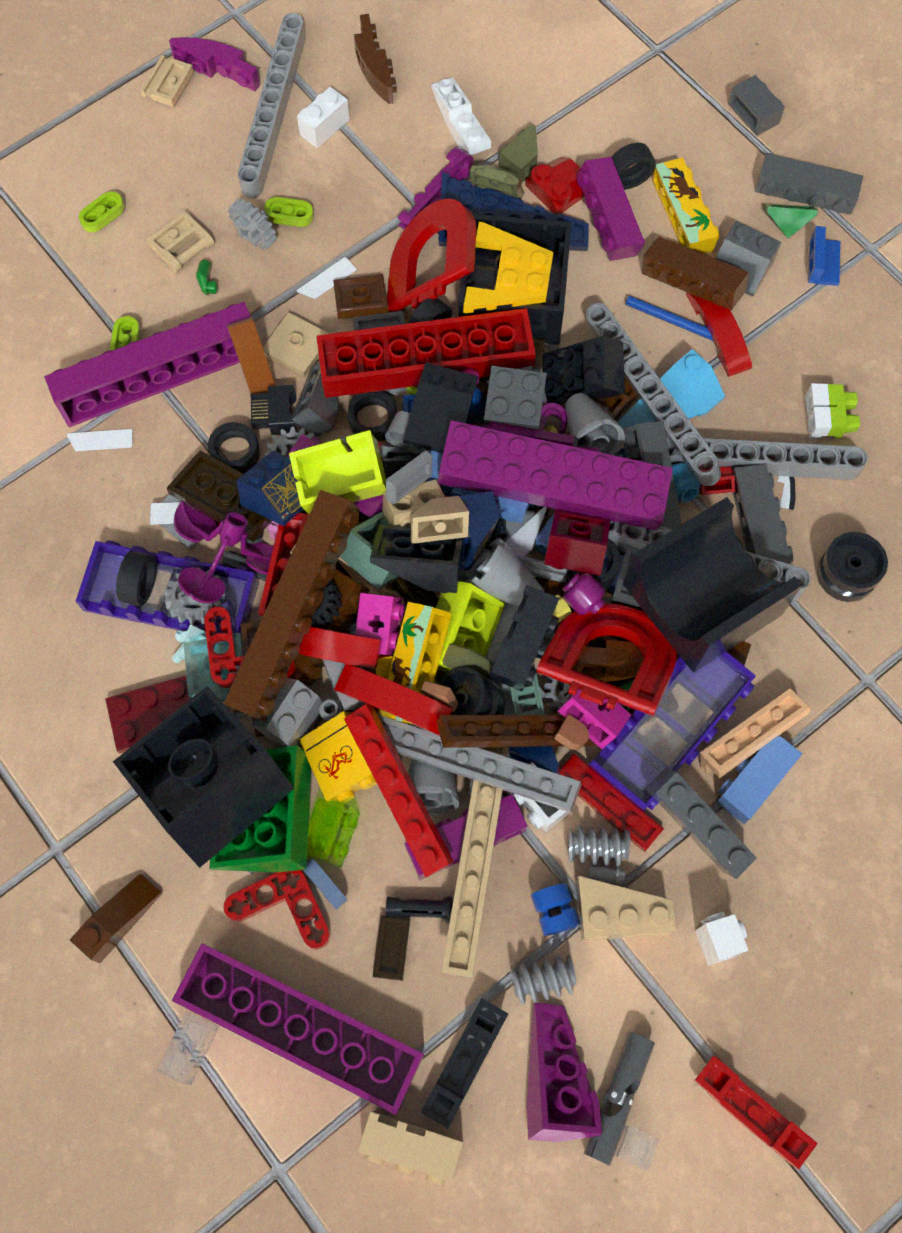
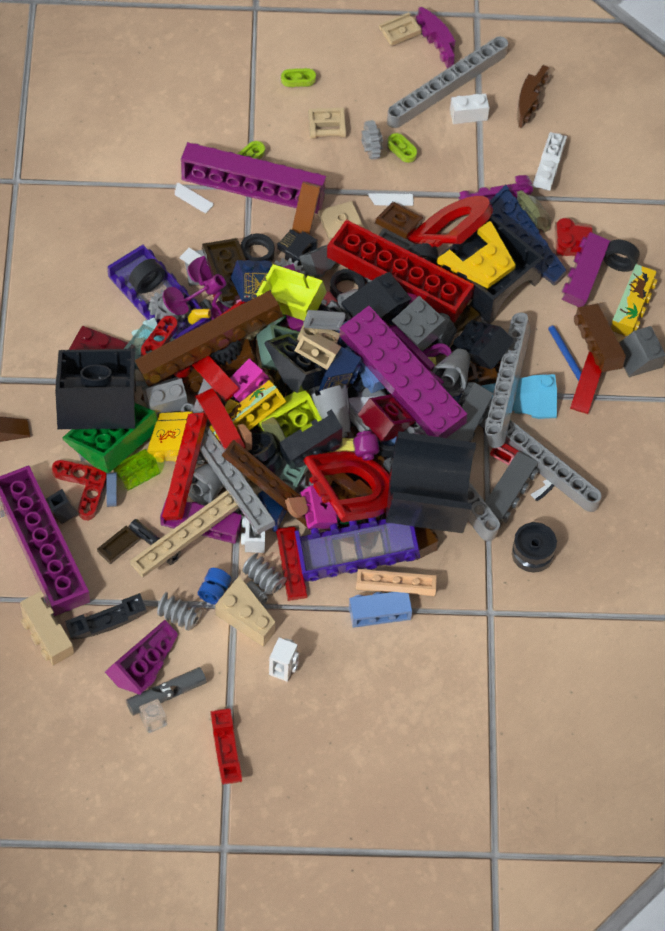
camera: 35 degrees right, 10 degrees down
(202, 275) = (322, 149): green arm -> none
(237, 581) = (197, 314): none -> yellow arm
(285, 960) = (61, 506): none -> black brick
(520, 154) = (565, 205): olive slope -> none
(685, 483) = (481, 441): dark azure head -> none
(701, 823) = (324, 599): dark grey brick -> none
(827, 411) = (605, 463): hips -> none

